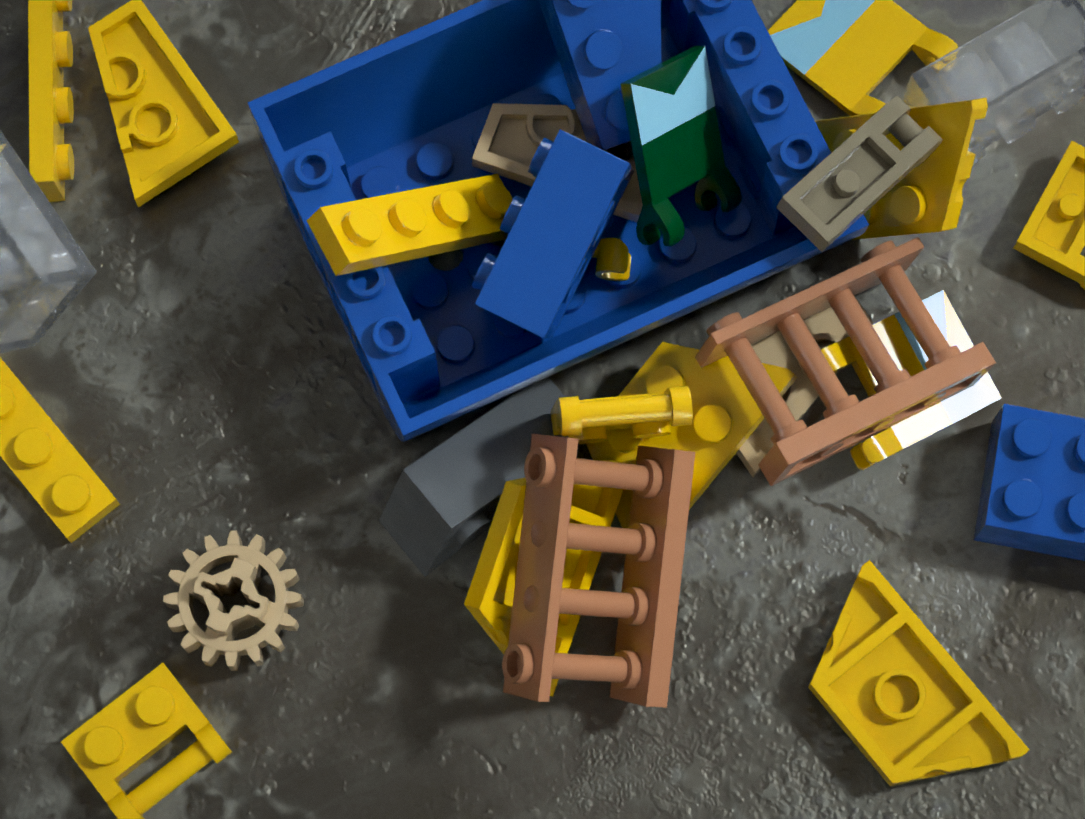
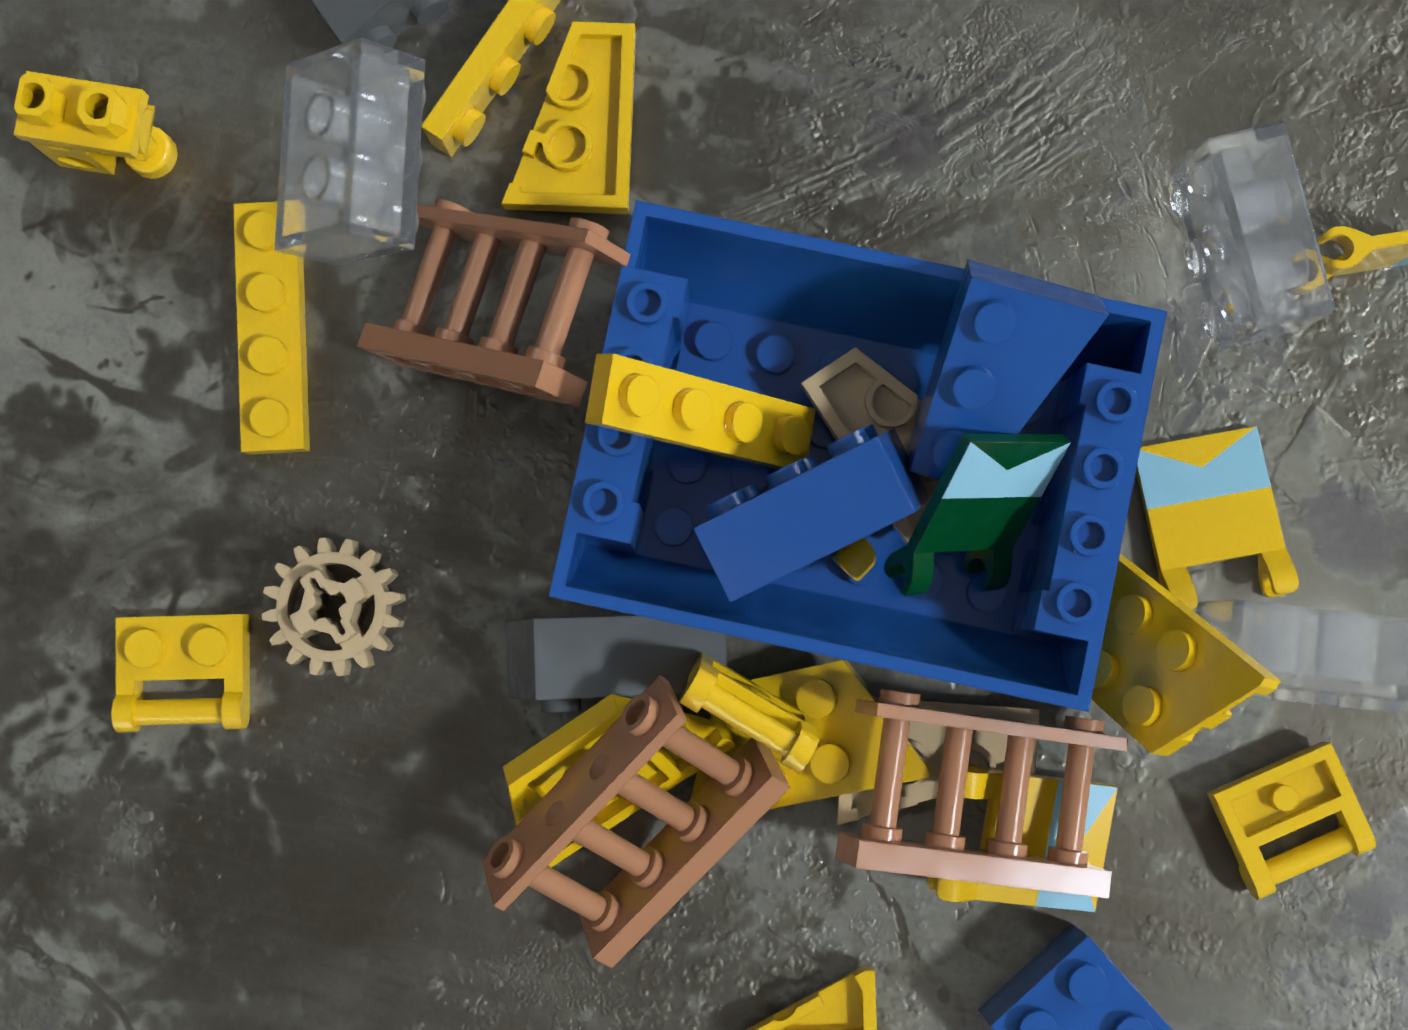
camera: 40 degrees right, 10 degrees up
(226, 301) = (495, 358): none -> nougat fence
(857, 174) = (1112, 665): dark tan plate -> none

